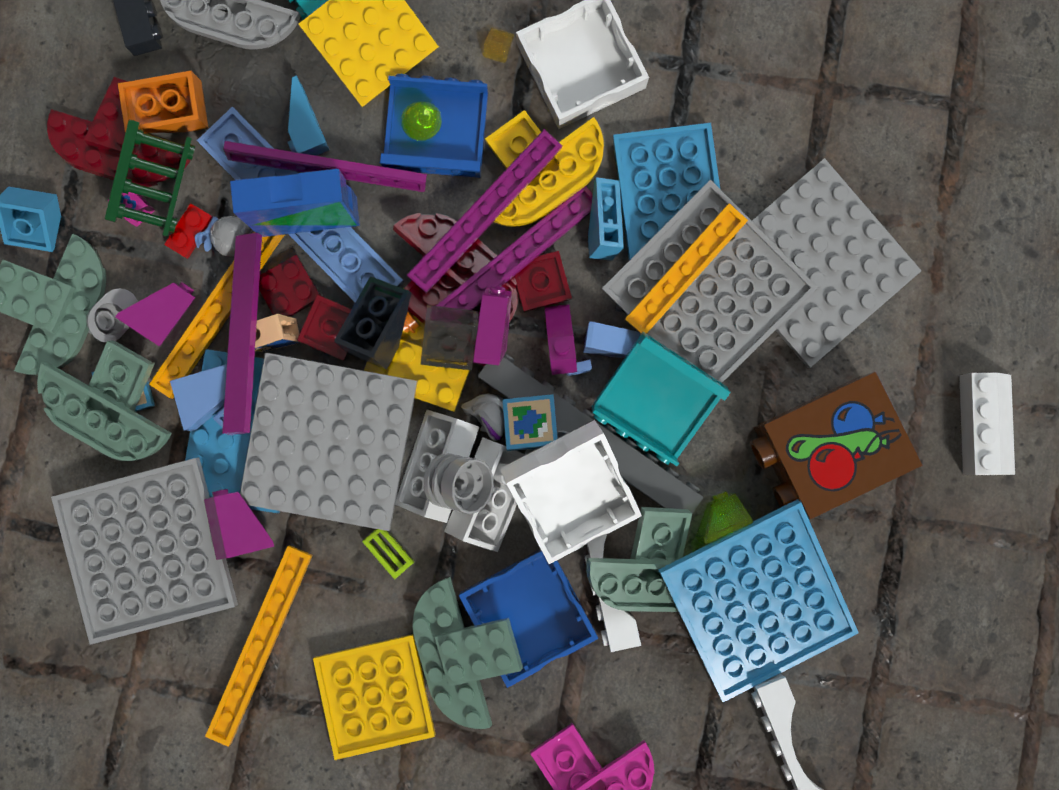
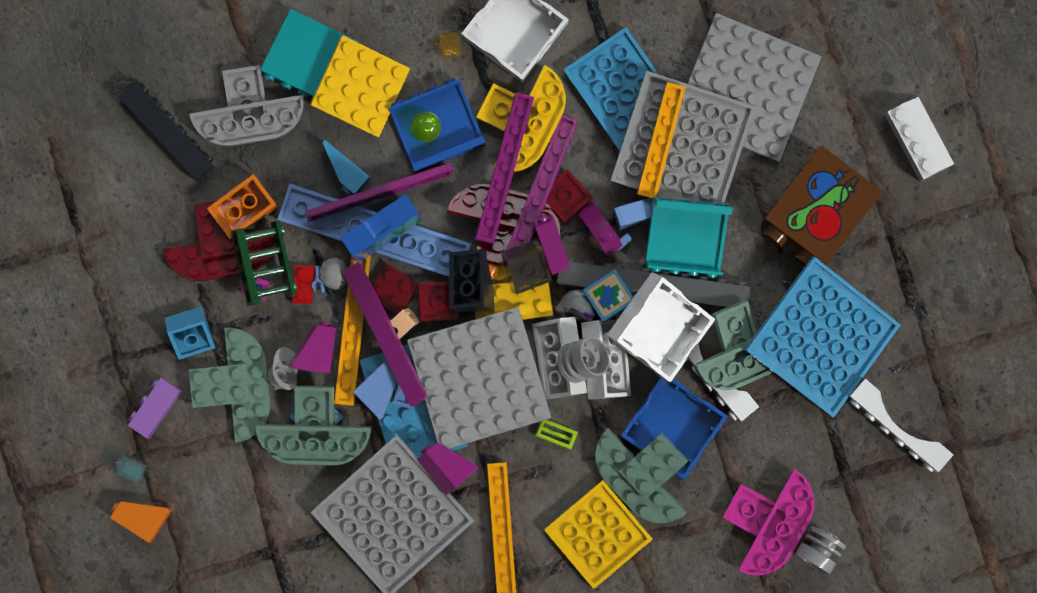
camera: 30 degrees left, 0 degrees up
(605, 224) = (588, 131): dark azure slope -> none
(722, 517) = (770, 293): clear neon green slope -> none

